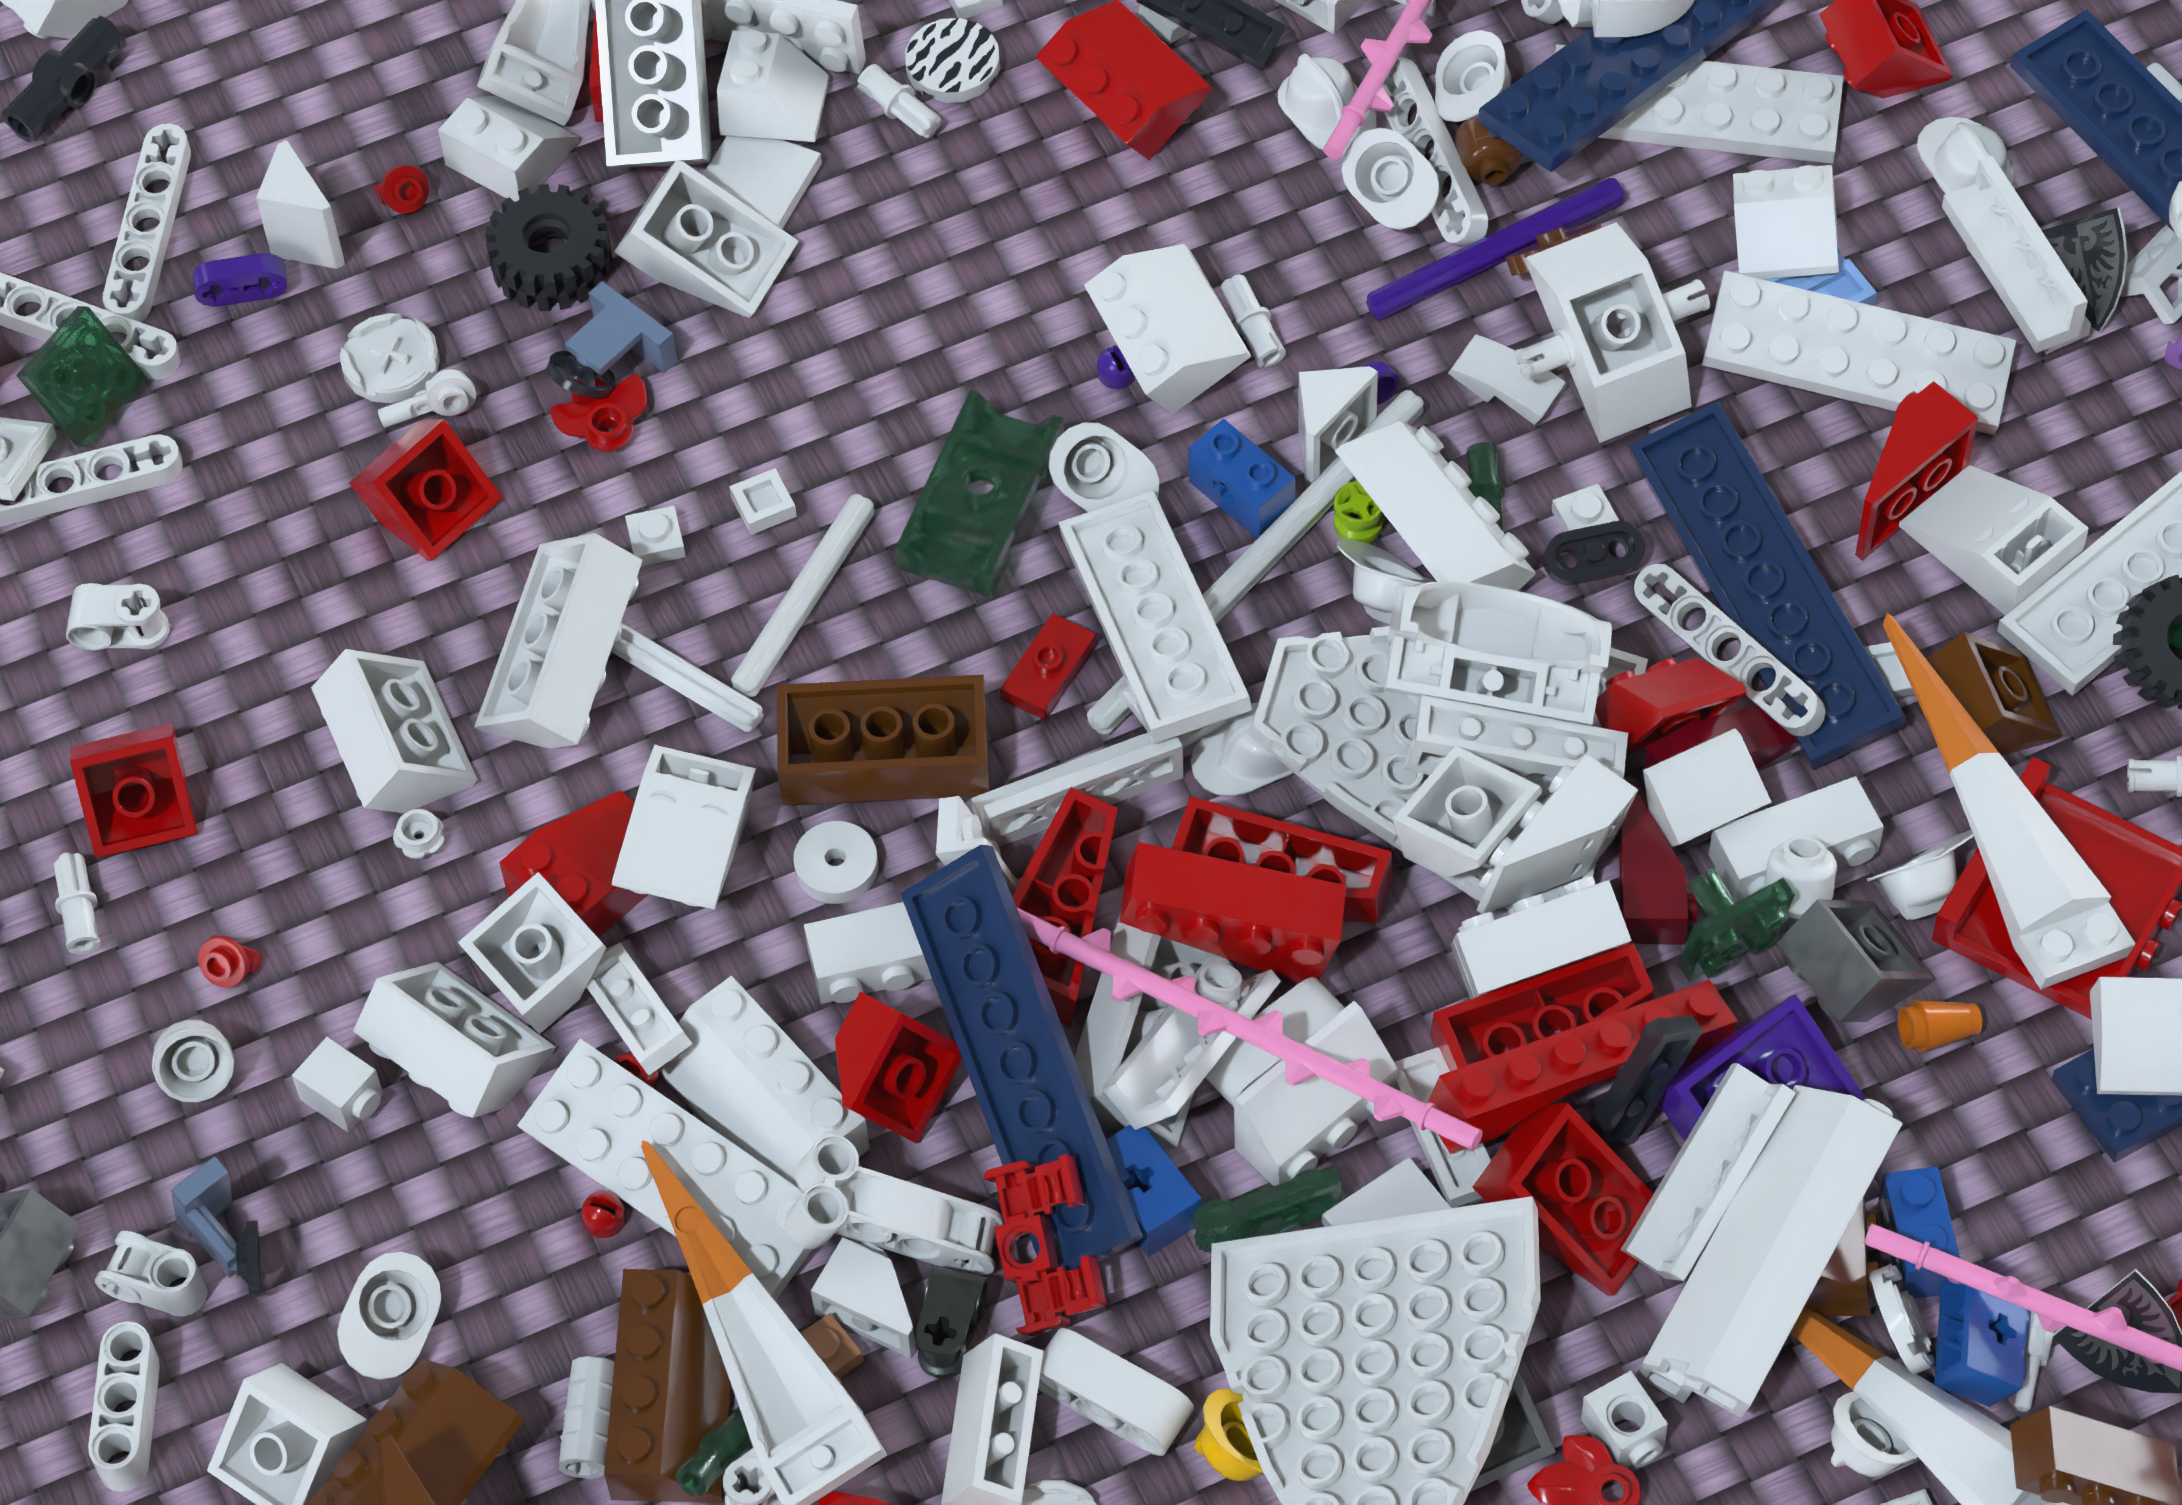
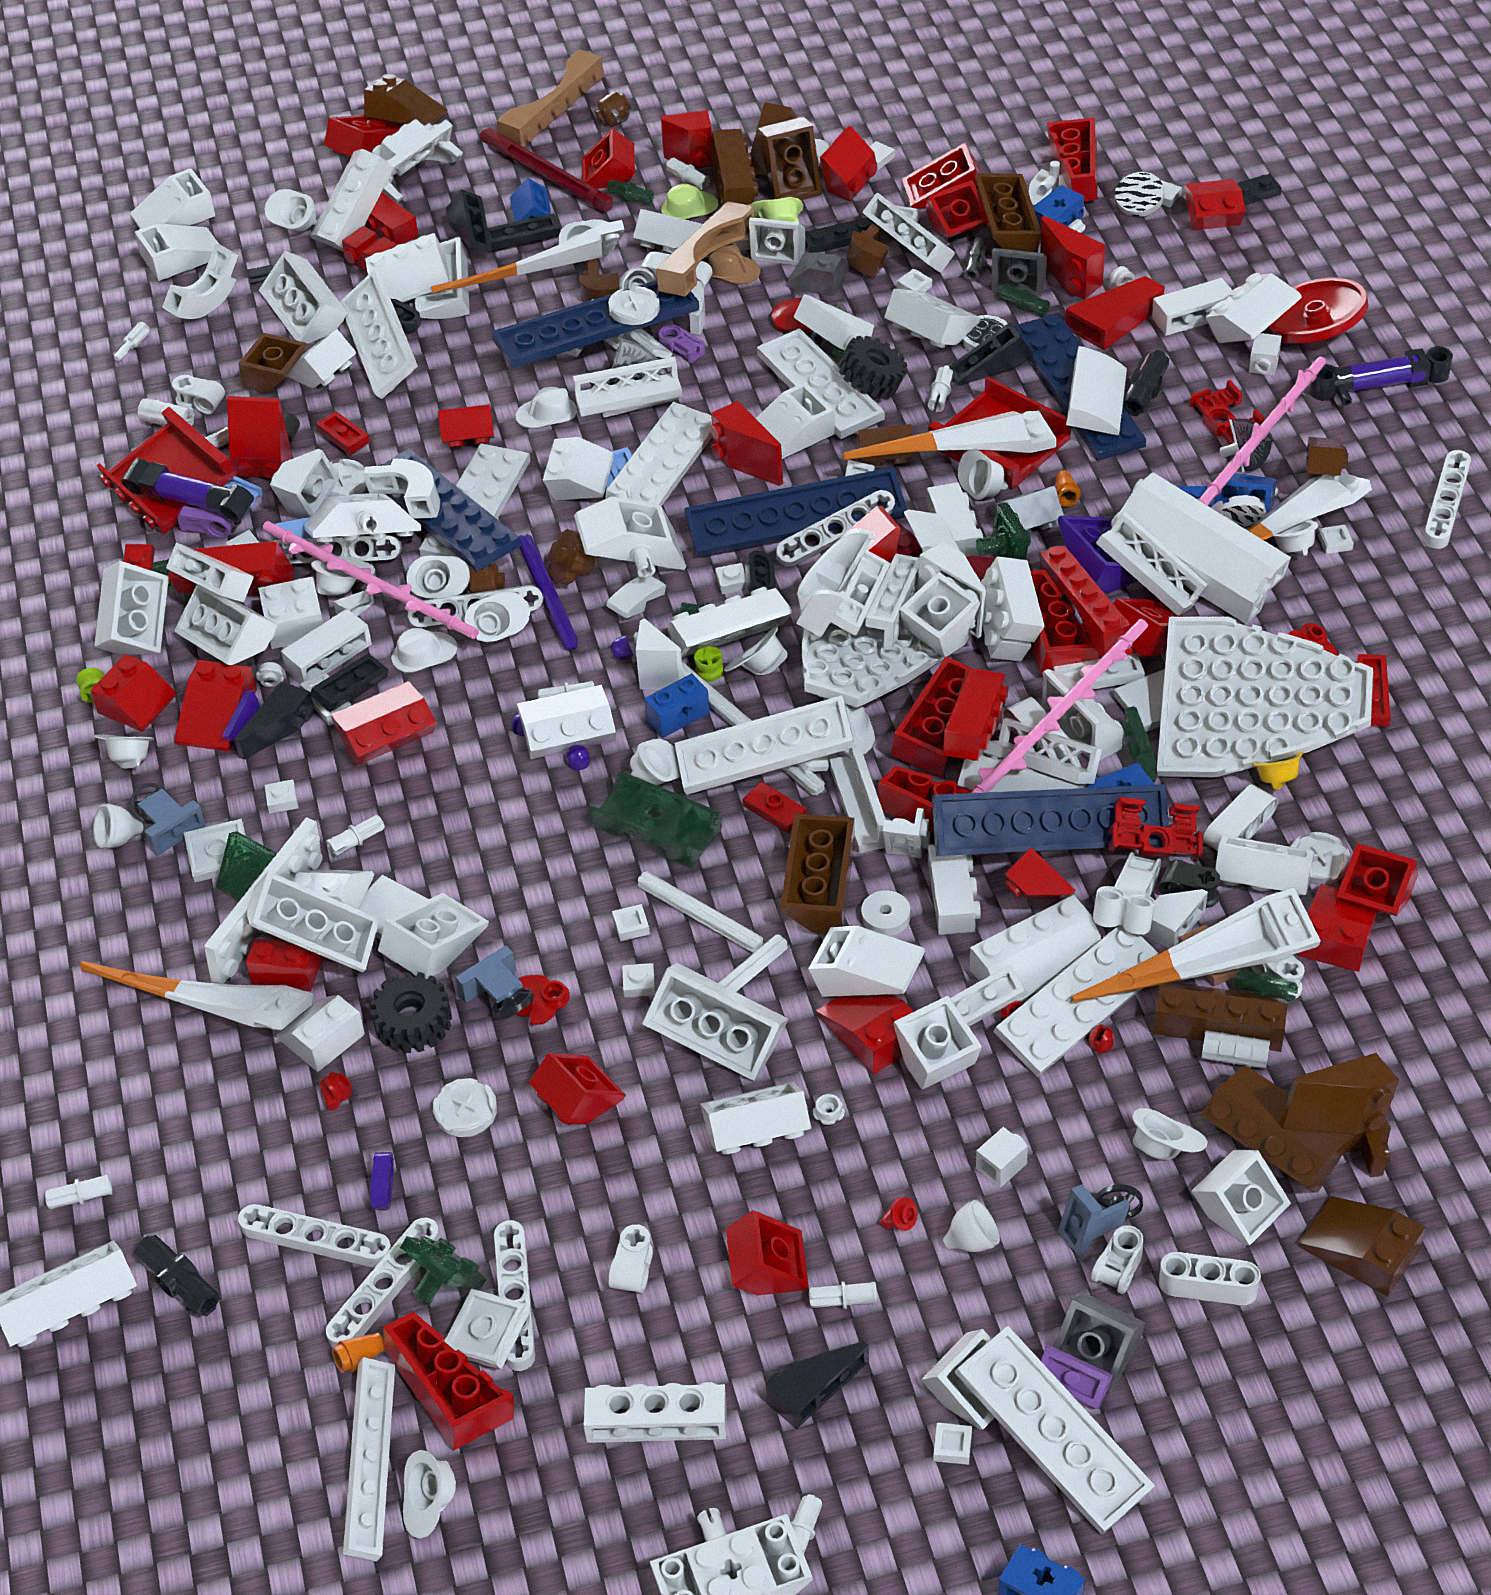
camera: 80 degrees left, 10 degrees down
(297, 213) = (346, 1132): white slope -> none
(446, 394) = (507, 1072): white plate -> none
(451, 1038) = (980, 1098): white slope -> none
(952, 60) = (332, 808): white tile -> none
(1221, 985) = (1011, 731): white plate -> none
(1625, 1400) = (1277, 619): white brick -> none
(1644, 1079) = (1094, 555): black plate -> none
(1807, 870) = (982, 510): white head -> none

